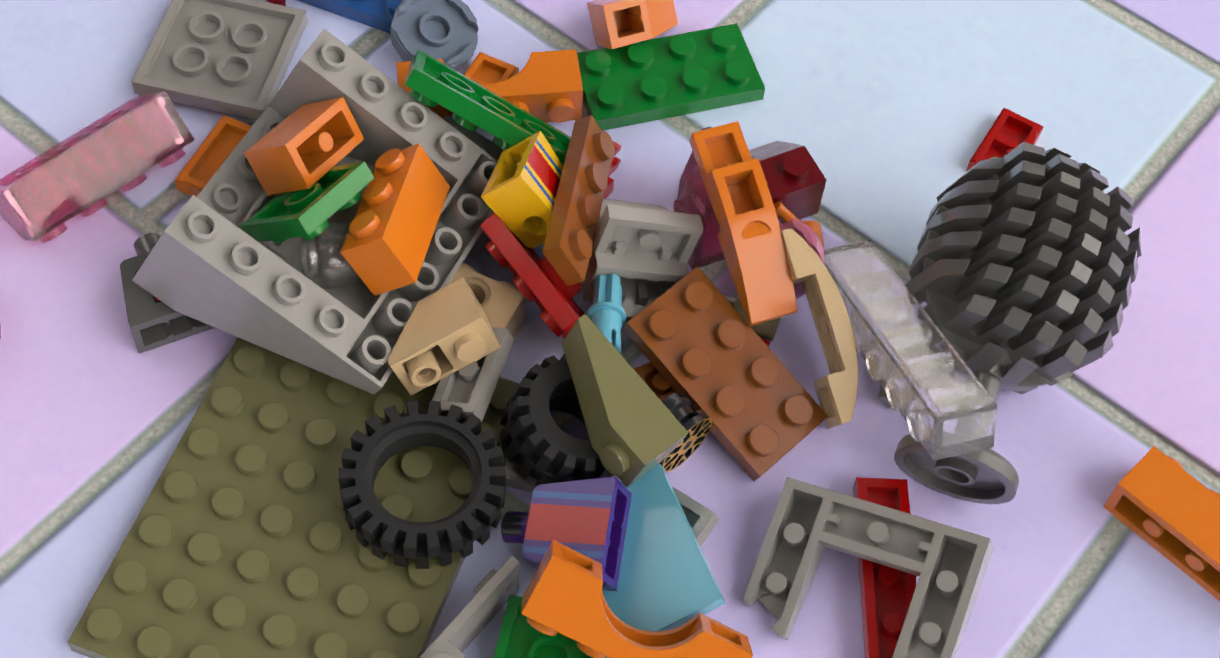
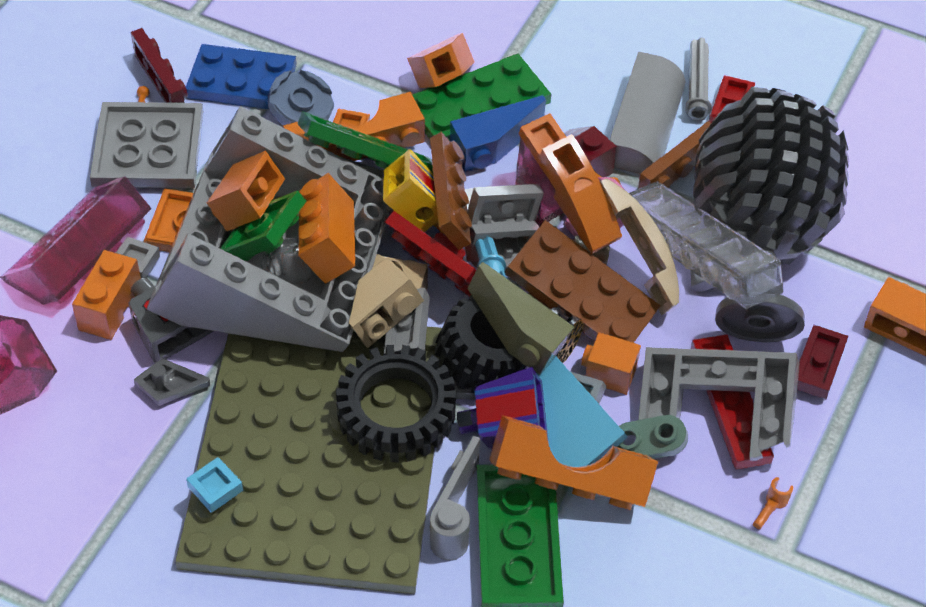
camera: 10 degrees left, 5 degrees down
(90, 250) = (106, 294): none -> orange brick
(144, 382) = (169, 381): none -> flat silver piece
(146, 547) = (214, 484): none -> medium azure plate
(154, 202) = (144, 253): none -> light grey plate
(658, 129) = (493, 133): none -> blue slope
(736, 485) = (612, 361): none -> orange brick
(756, 606) = (649, 438): none -> sand green plate
(884, 142) = (647, 112): none -> light grey brick
(900, 219) = (675, 163): none -> dark orange plate
(958, 142) = (698, 105): none -> light grey axle
(1027, 546) = (820, 361): none -> dark red plate

